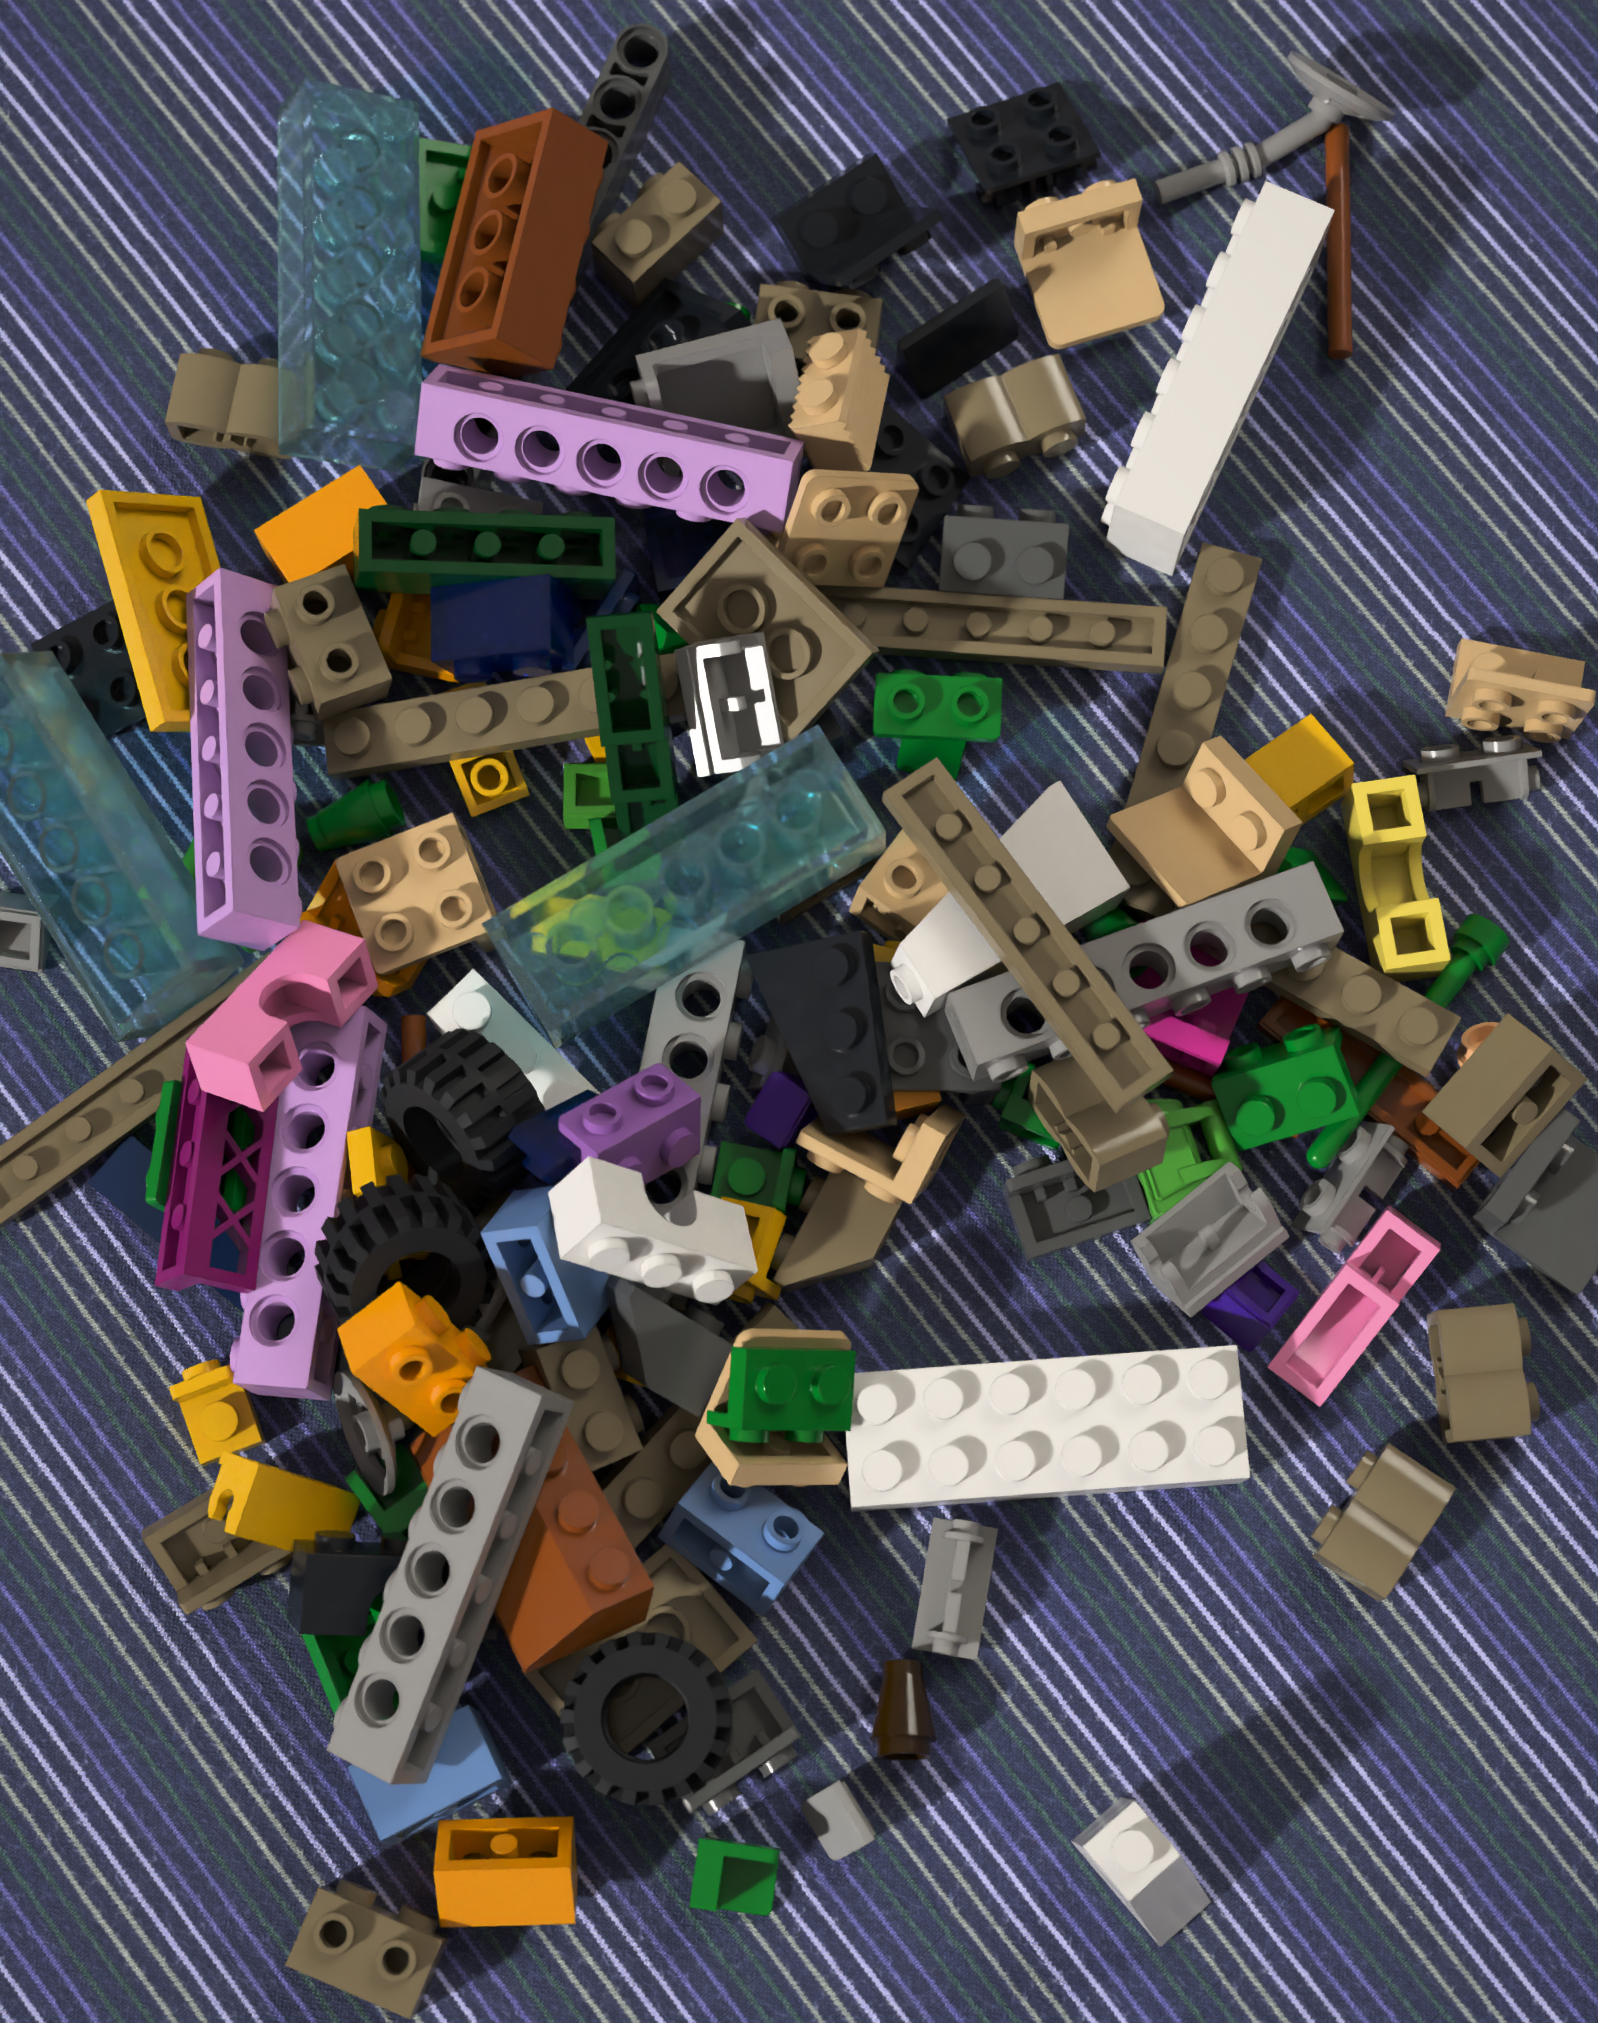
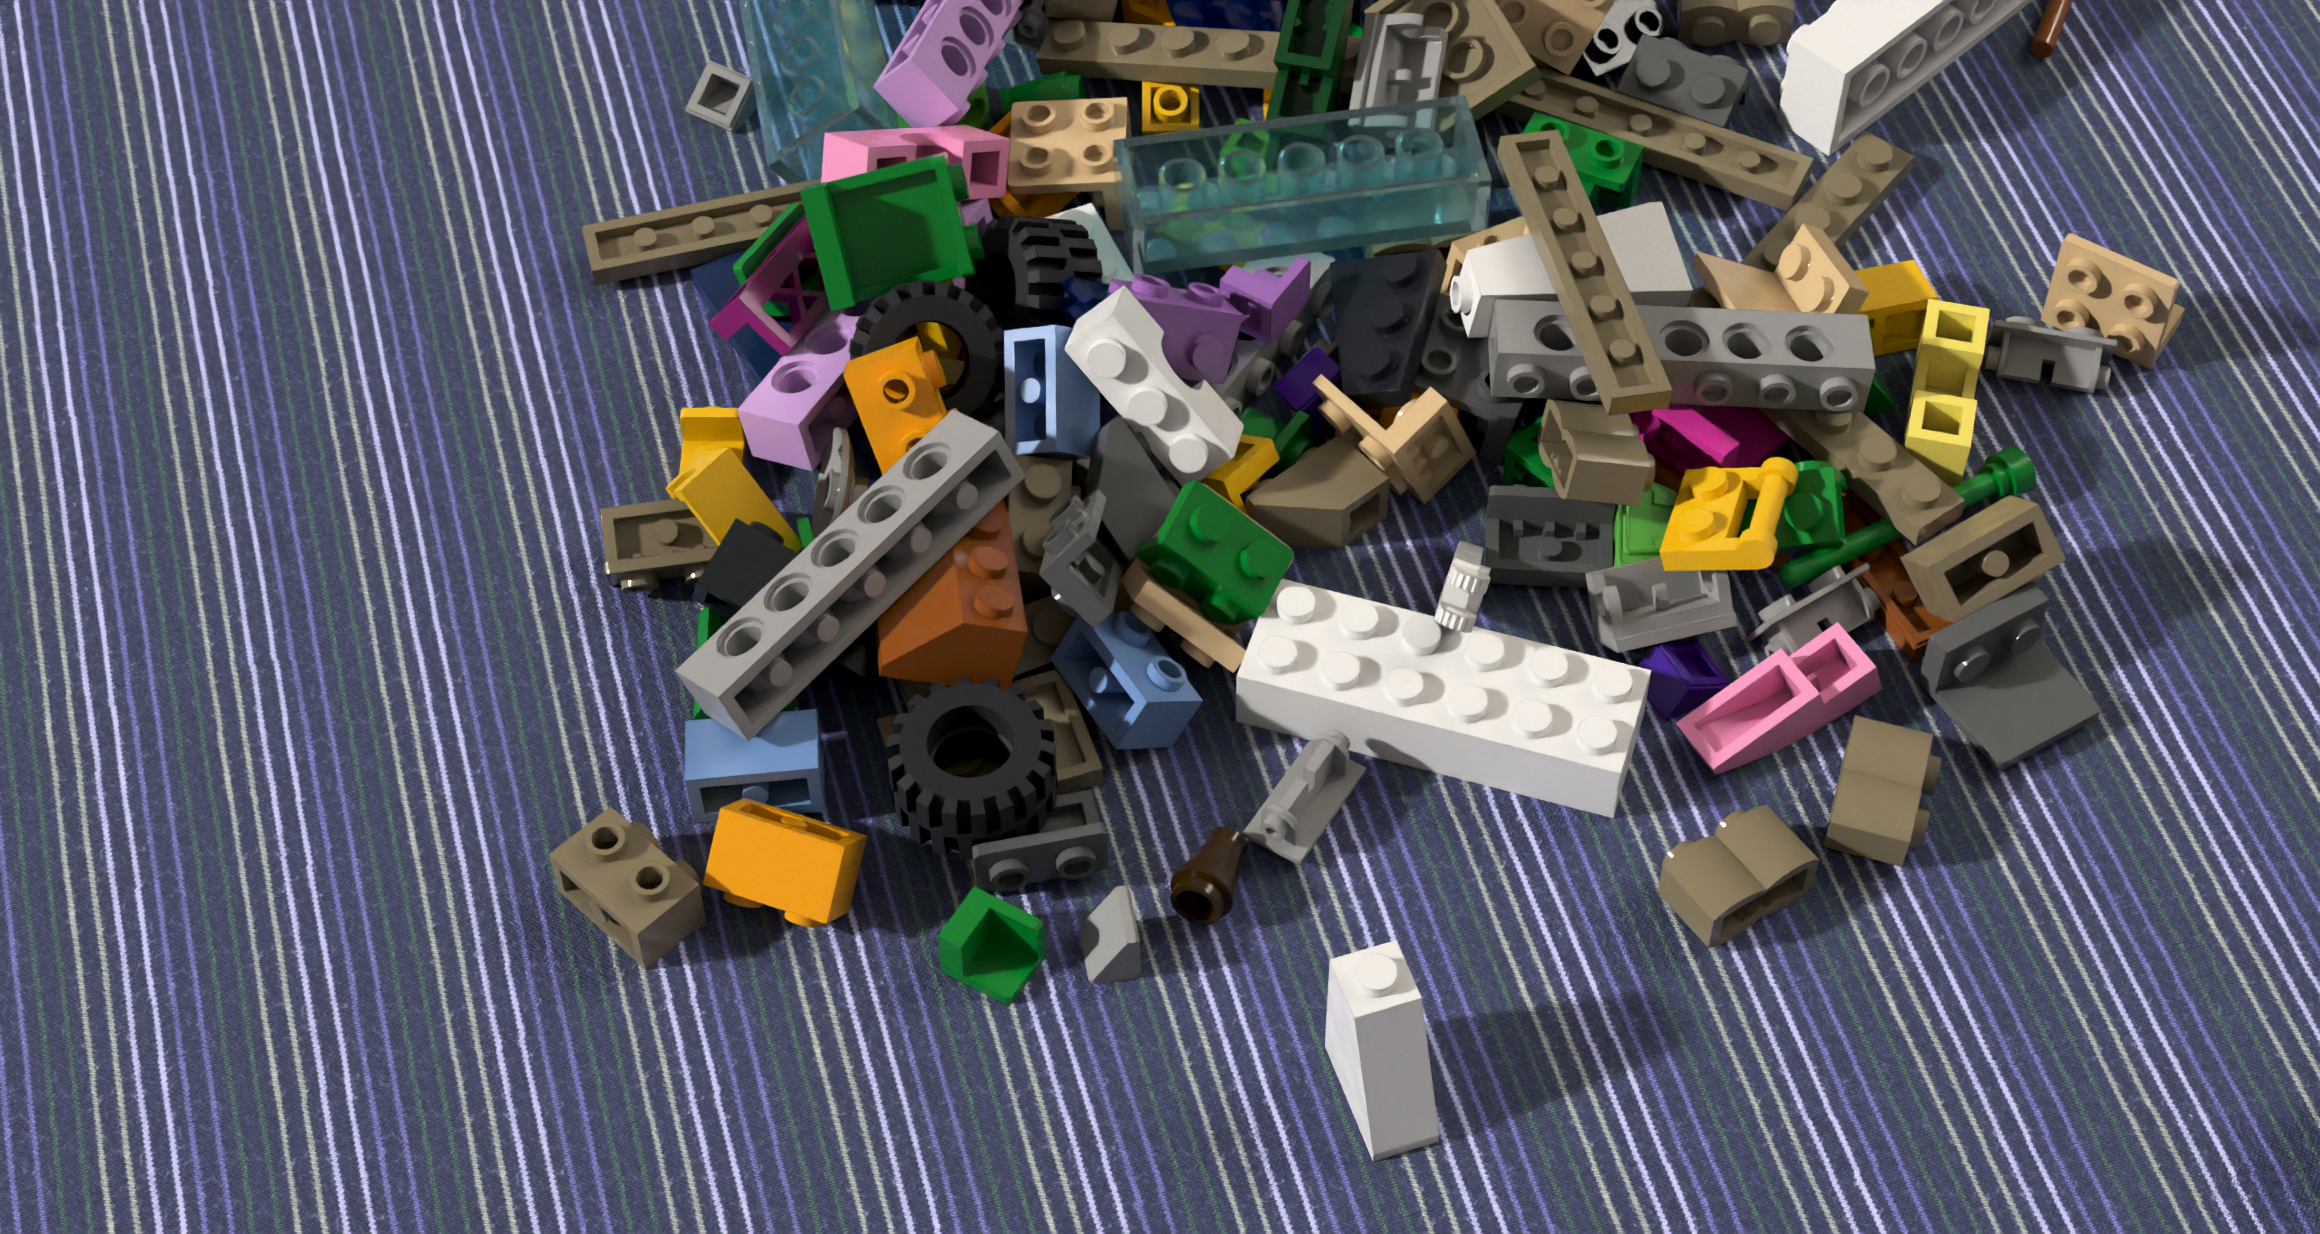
camera: 20 degrees right, 25 degrees down
(301, 1132) = (891, 228): none -> green panel
(663, 1460) = (1077, 564): none -> dark grey bracket
(699, 1033) = (1266, 299): none -> medium lavender panel
(1026, 1324) = (1463, 589): none -> white hinge
(1230, 1140) = (1710, 514): none -> yellow plate

